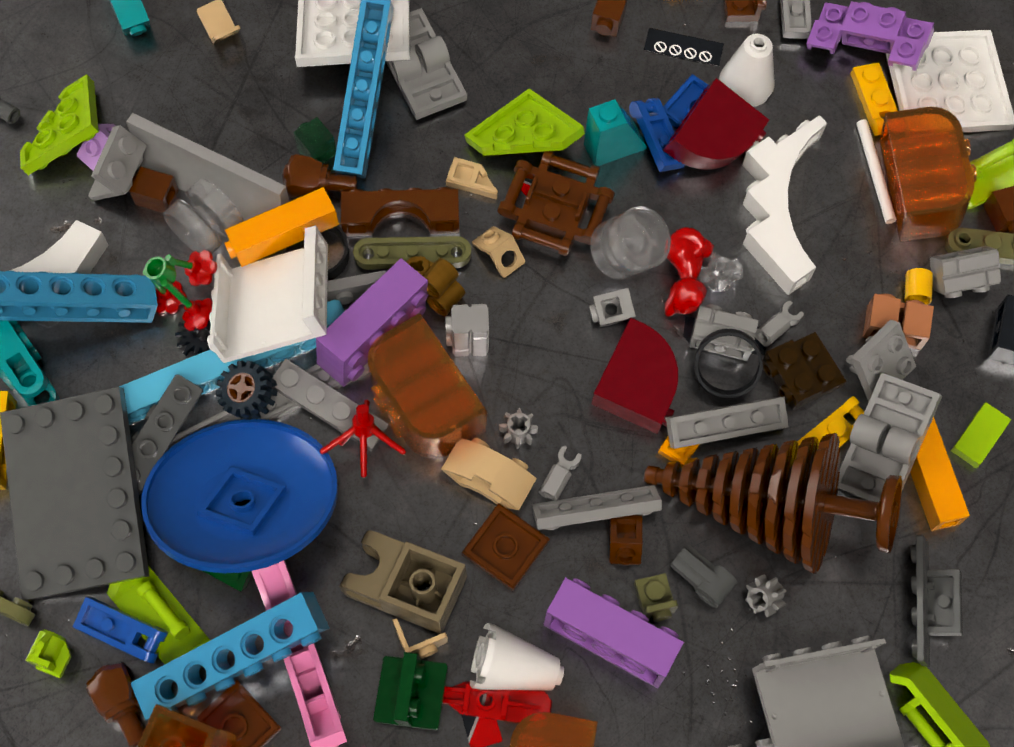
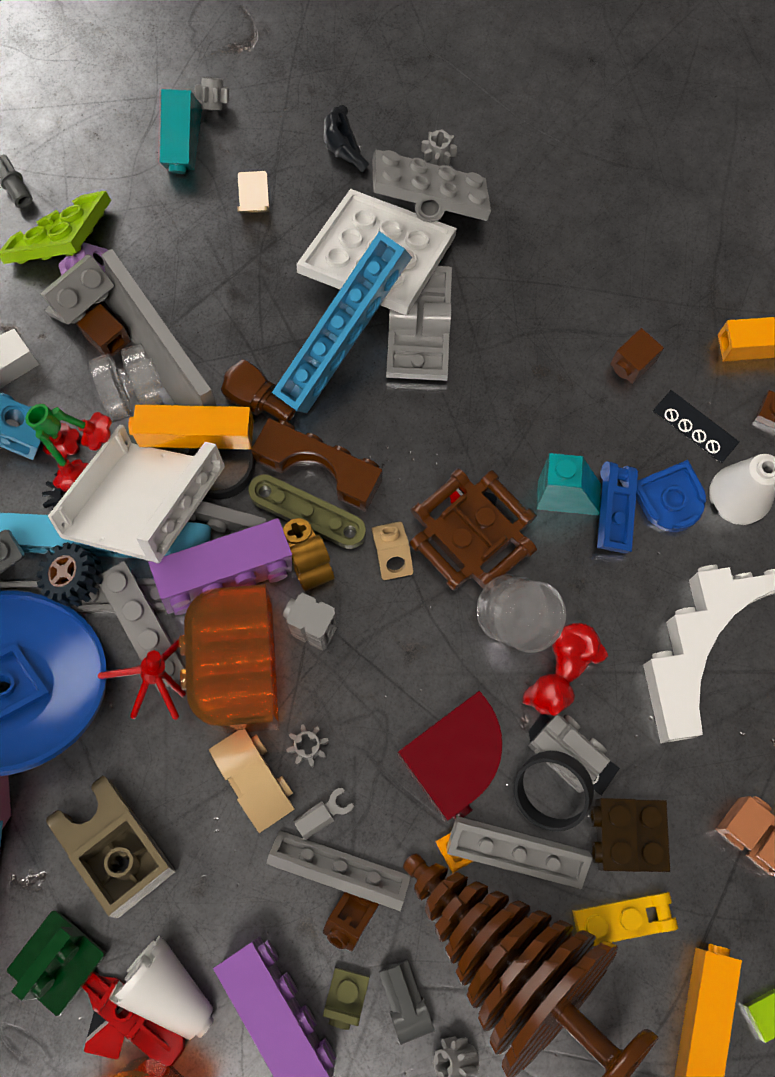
camera: 30 degrees right, 5 degrees up
(315, 140) = (274, 354): clear green brick -> none
(423, 649) = (76, 911): tan bracket -> none
(470, 178) = (406, 461): tan tile -> none
(505, 547) = (230, 861): reddish brown tile -> none
(525, 127) = (485, 437): lime plate -> none
(620, 299) = (457, 675): light grey brick -> none
(716, 129) = (679, 532): dark red brick -> none
(720, 273) = (600, 686): clear piece -> none
(777, 325) = (630, 772): light grey bar -> none
(883, 353) = (719, 874): light grey plate -> none
(887, 436) = (676, 967): light grey plate -> none

